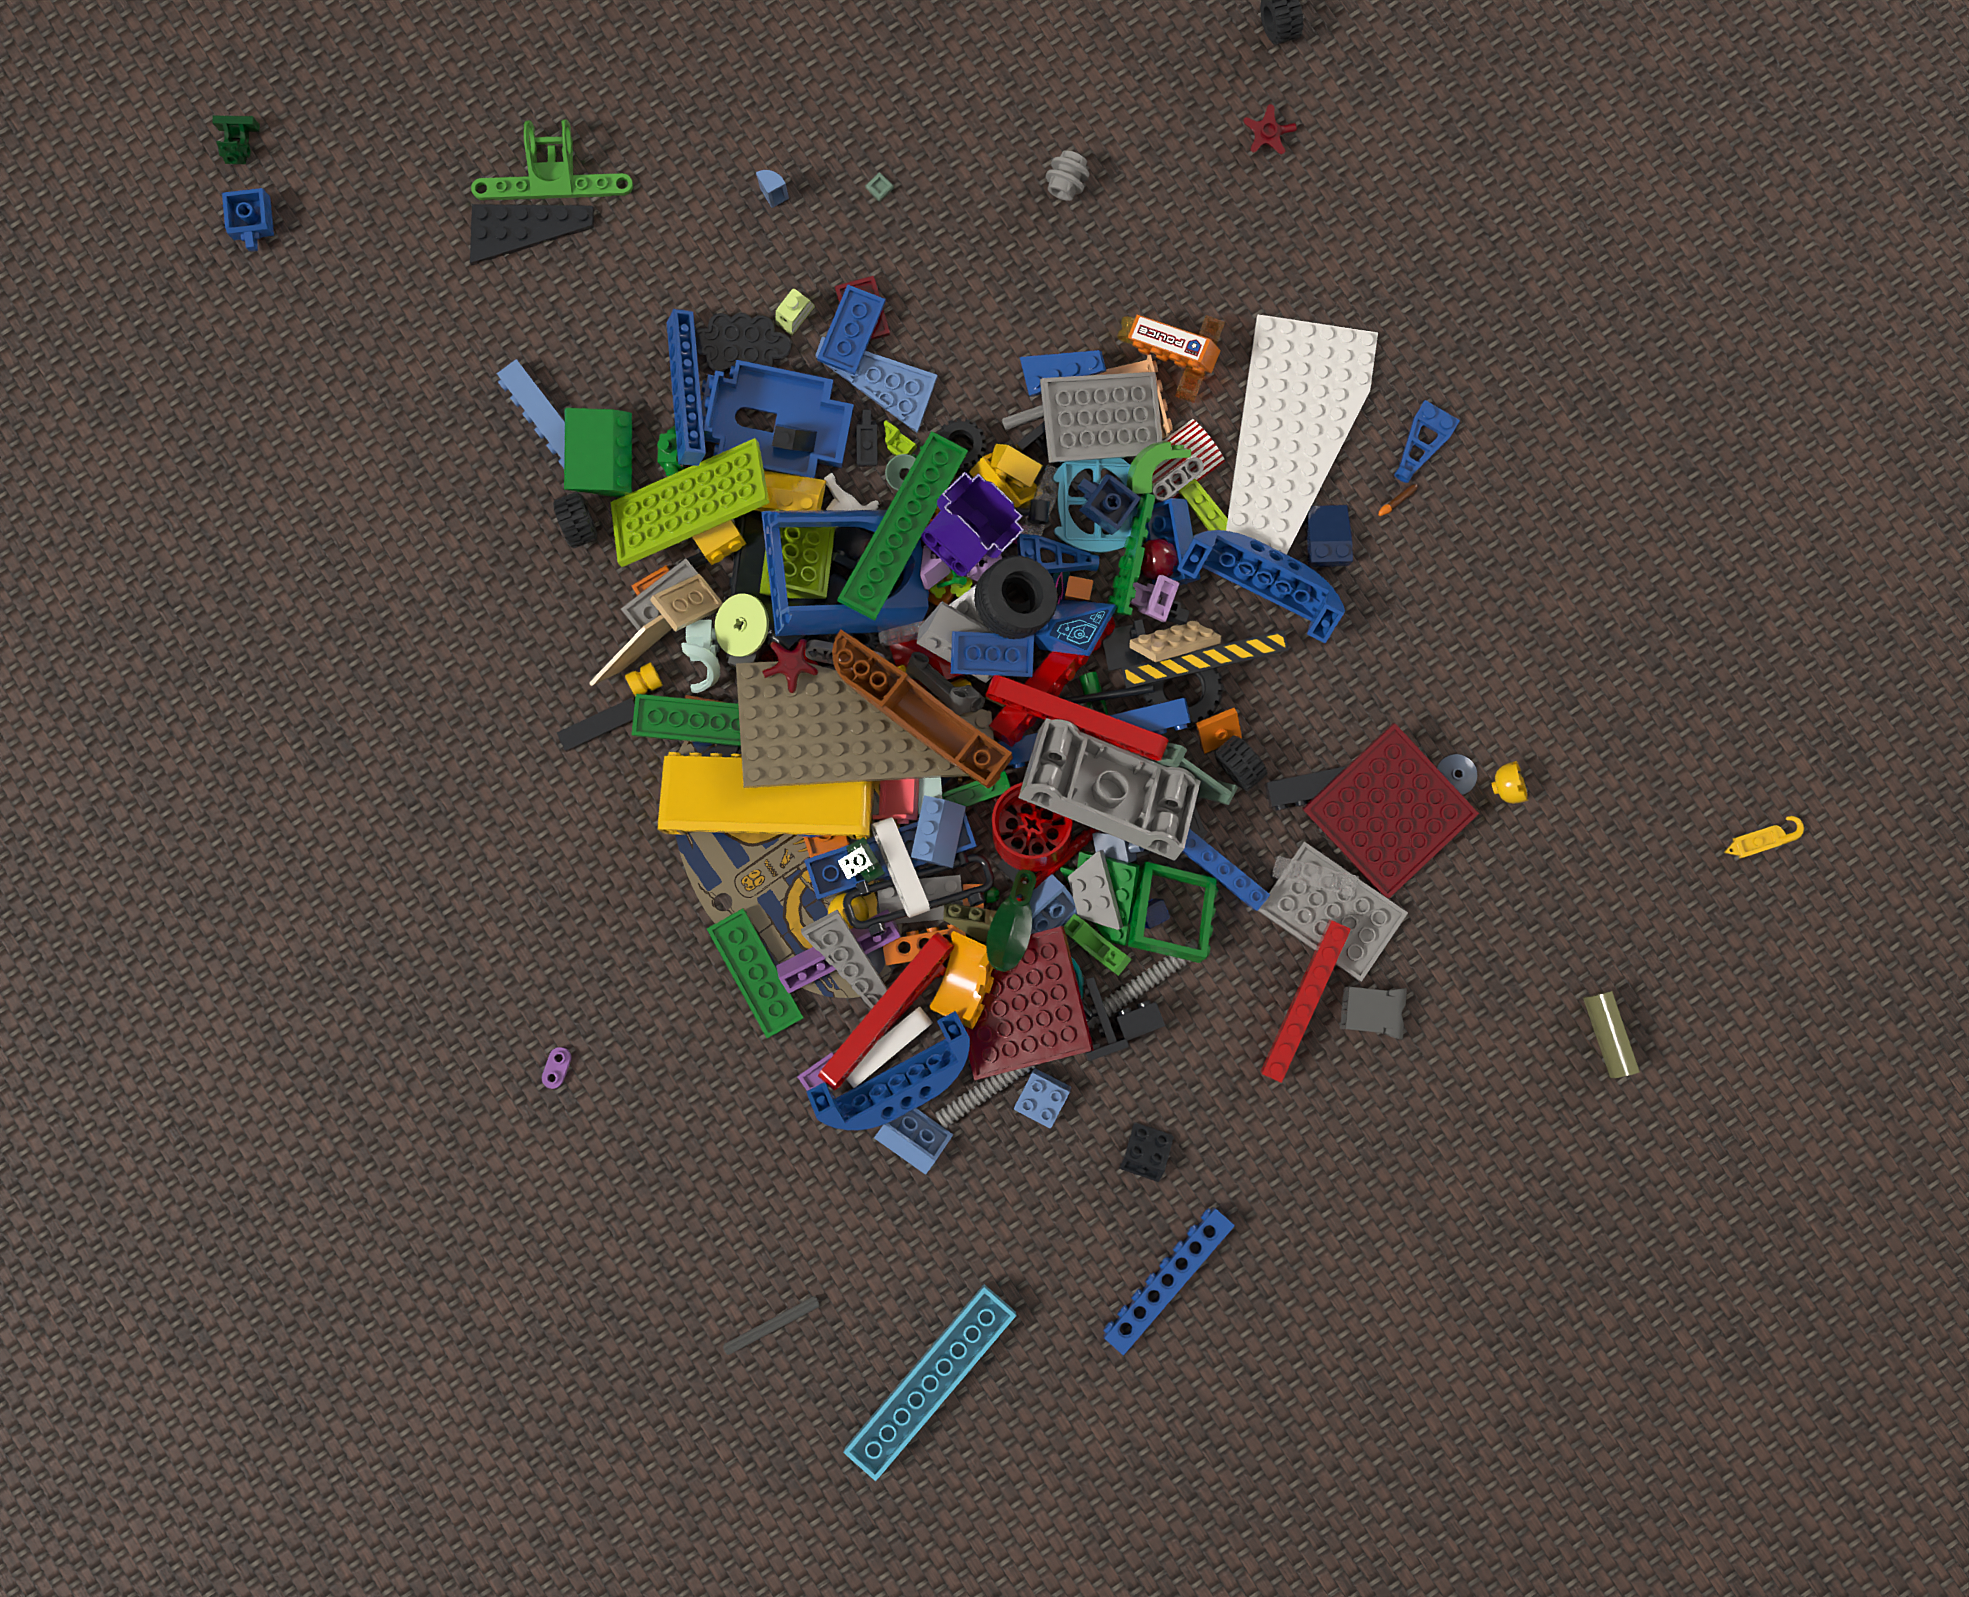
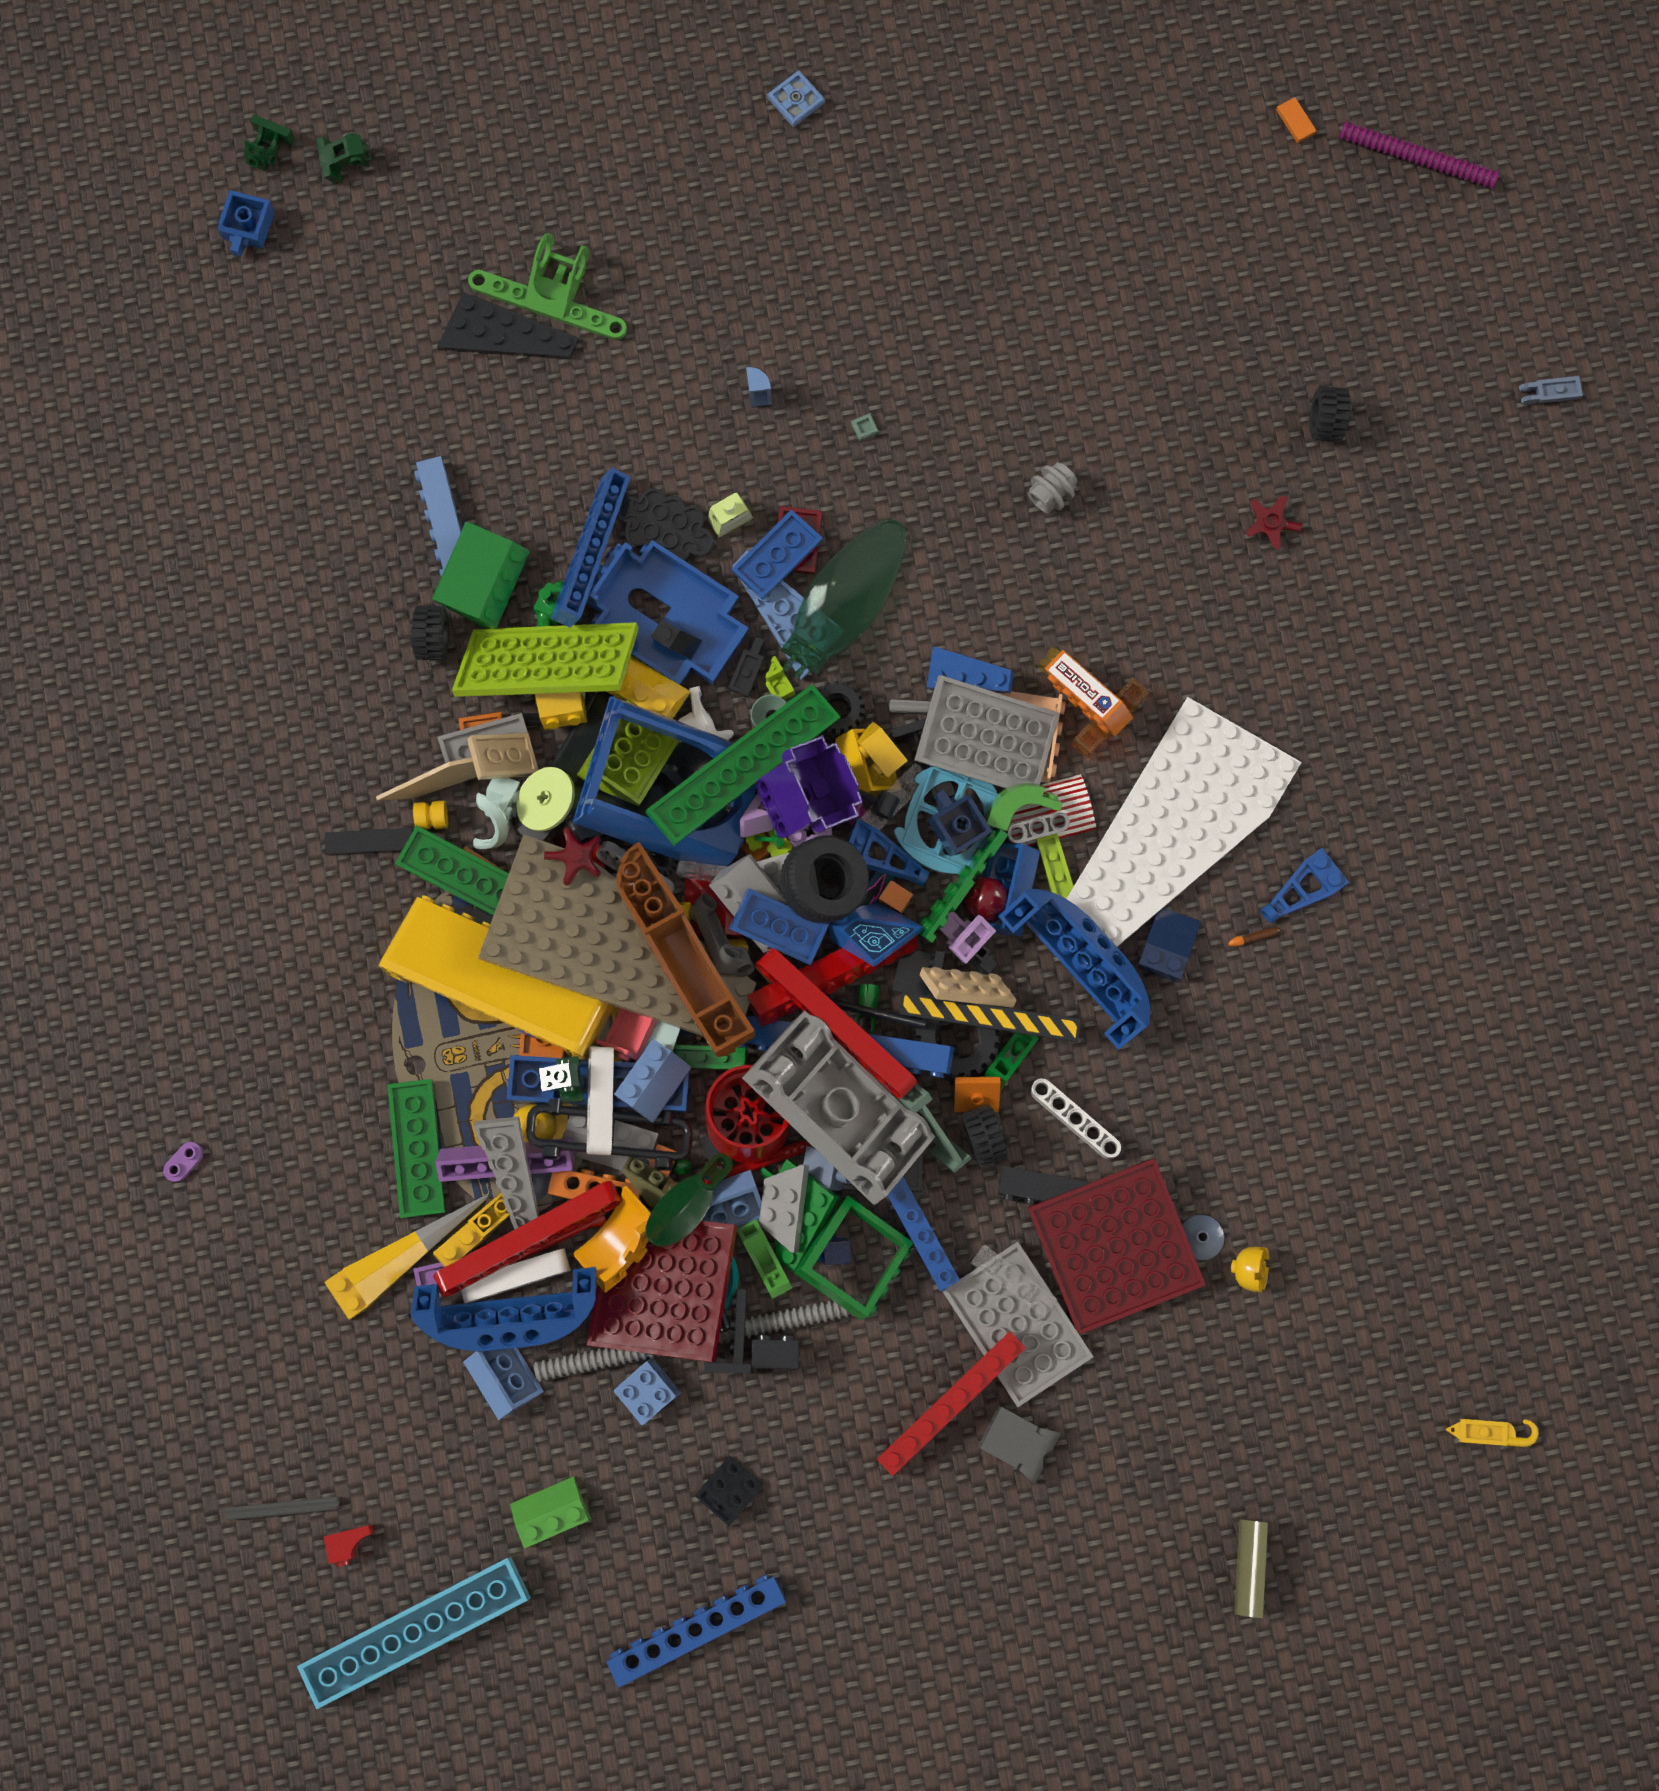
camera: 25 degrees right, 5 degrees down
(304, 133) = (355, 155): none -> dark green tile
(762, 1099) = (367, 1279): none -> yellow plate
(836, 1024) = (474, 1232): none -> yellow slope
(837, 1333) = (342, 1545): none -> red arch
(927, 342) = (846, 596): none -> clear green windscreen
(1002, 1233) = (549, 1512): none -> bright green slope
(1234, 687) = (1011, 1057): none -> green slope
(1320, 717) = (1086, 1122): none -> white beam

